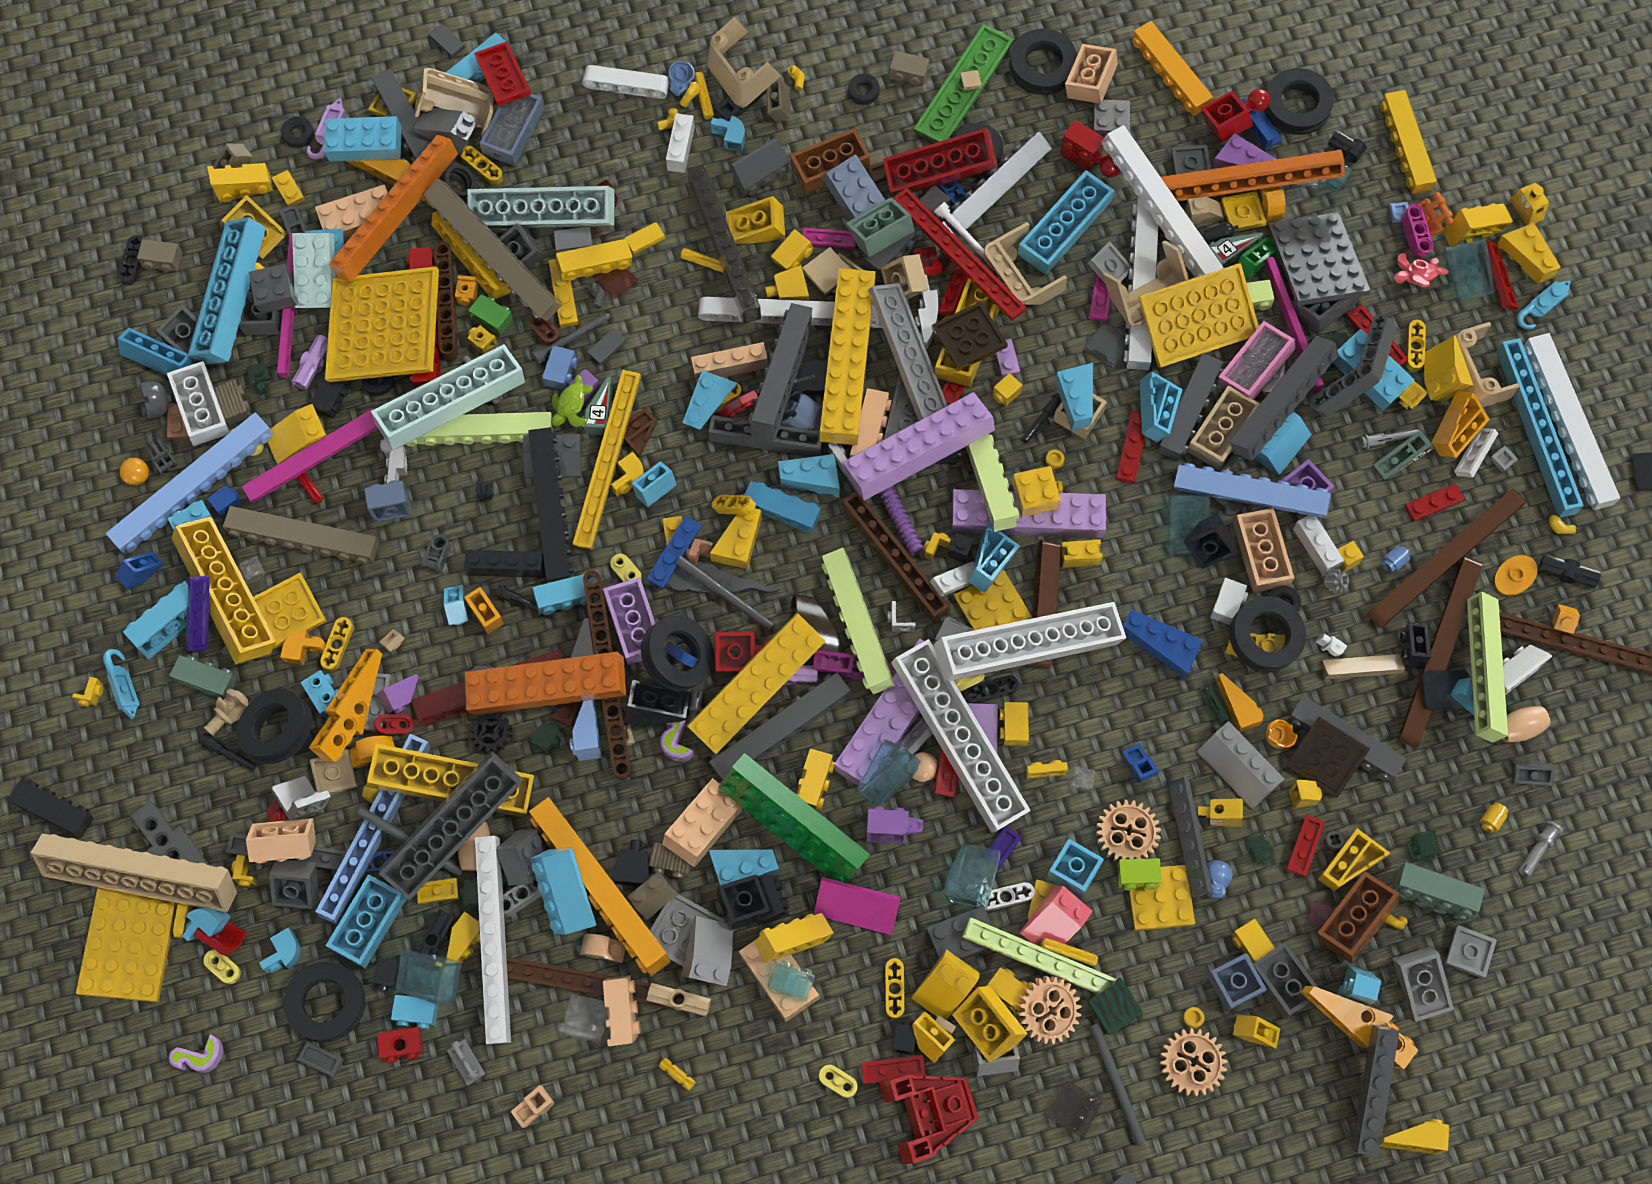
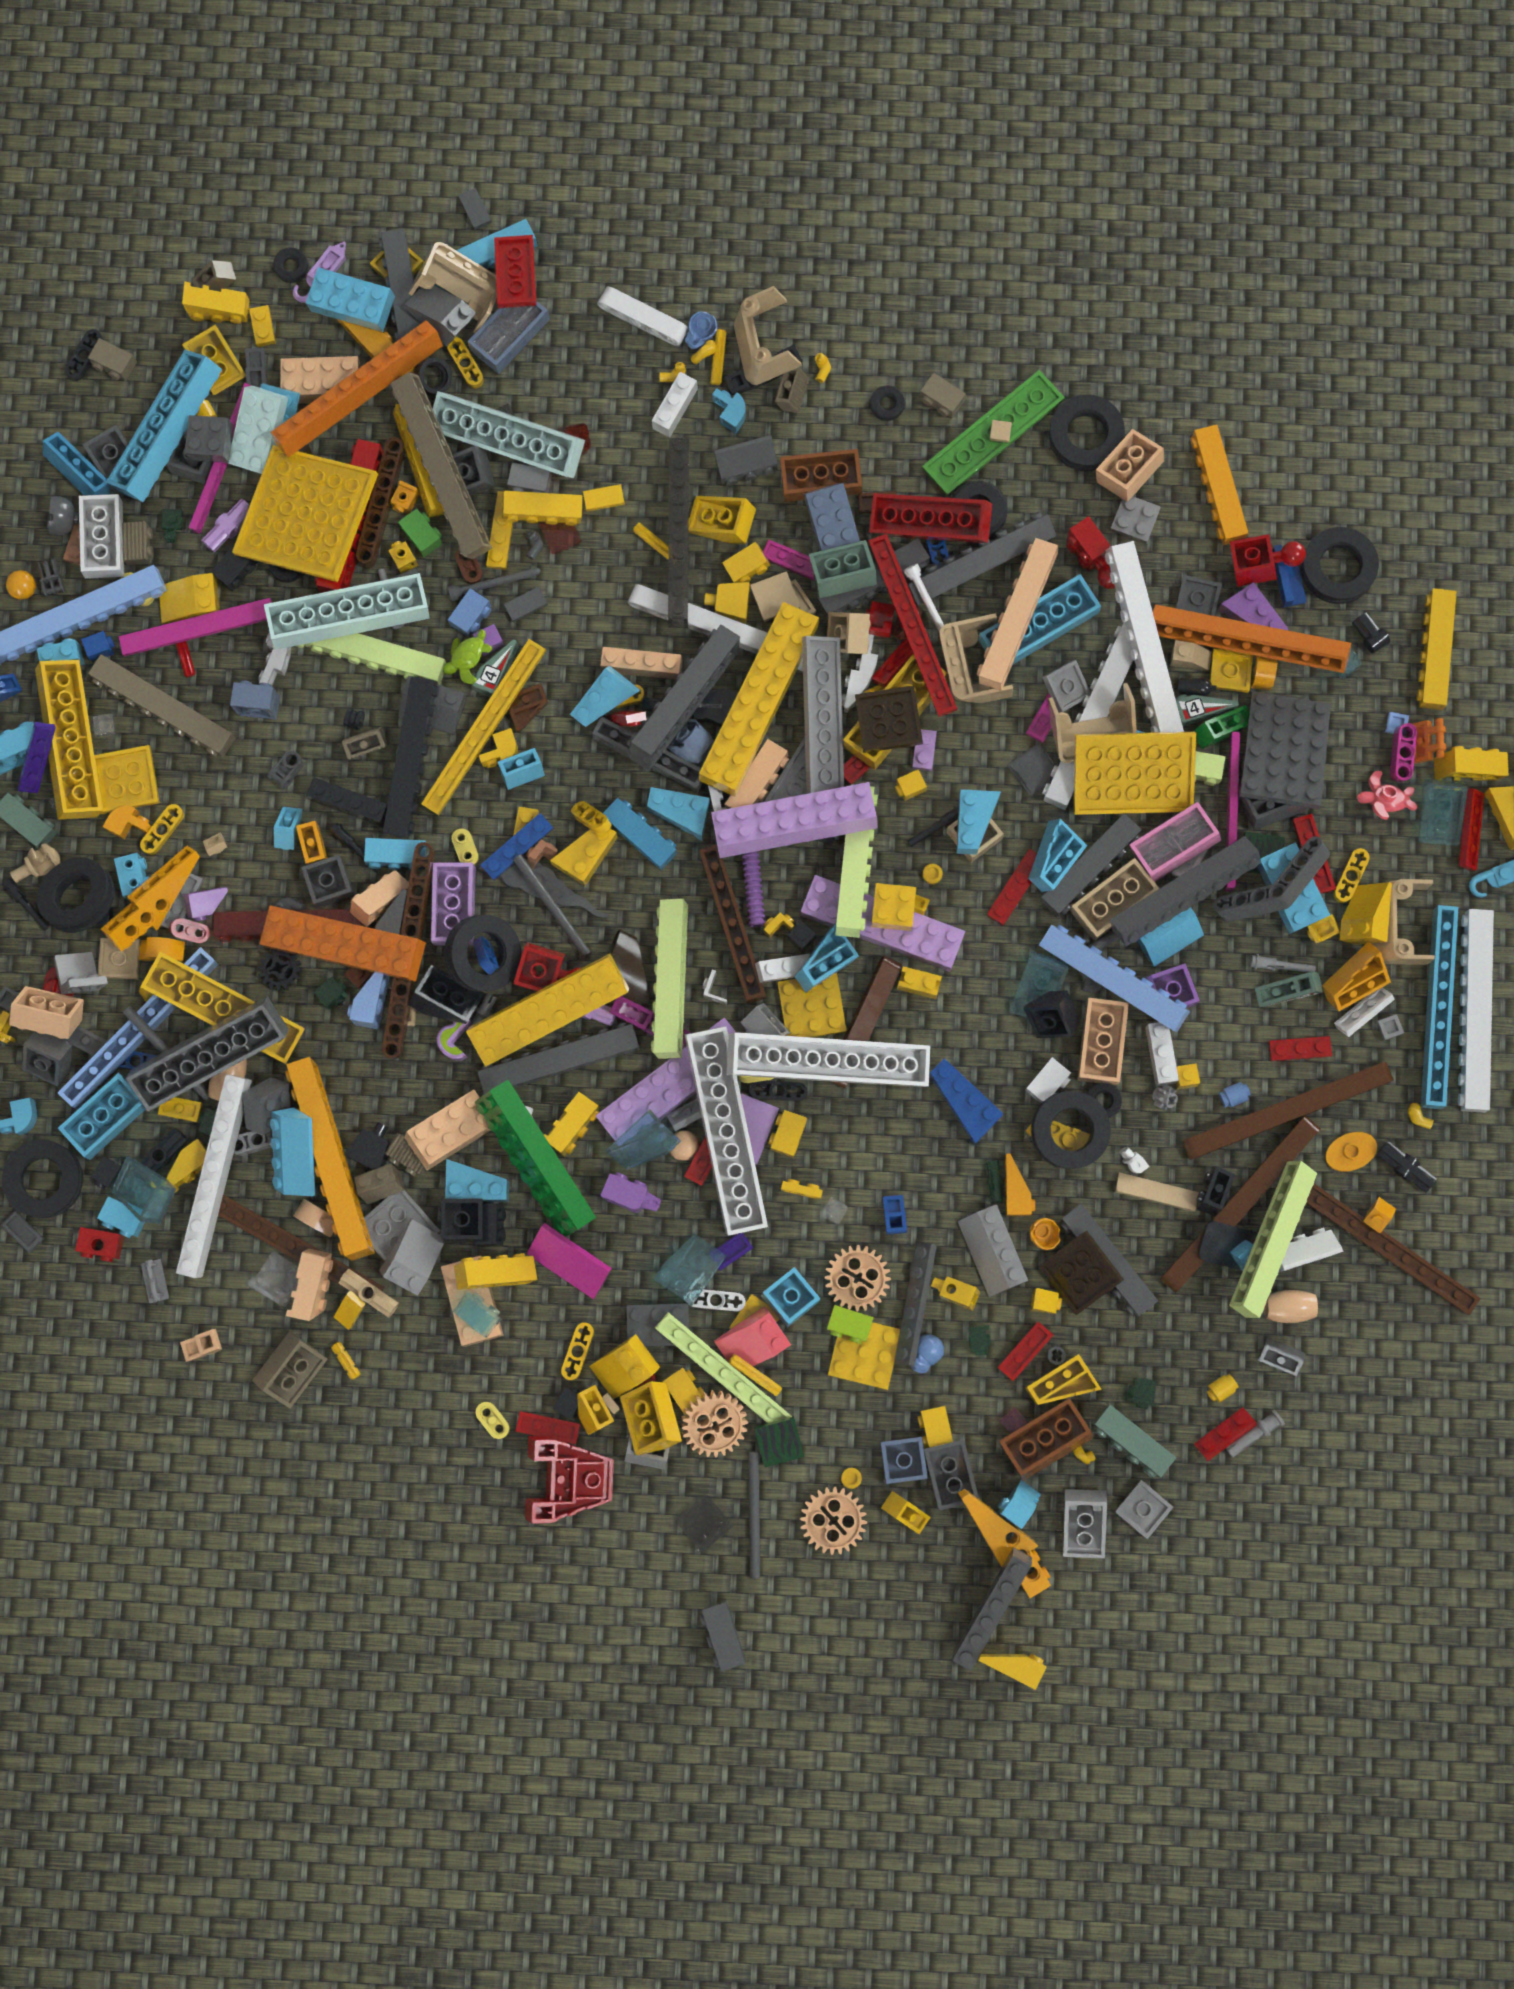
camera: 25 degrees right, 10 degrees up
(502, 506) = (364, 743): none -> dark tan brick
(510, 638) = (328, 881): none -> dark grey brick
(562, 636) = (377, 898): none -> light nougat brick
(626, 1100) = (289, 1370): none -> dark tan slope
(665, 1023) = (349, 1310): none -> yellow tile
(1047, 216) = (1018, 614): none -> light nougat brick
(1514, 858) = (1225, 1434): none -> red plate

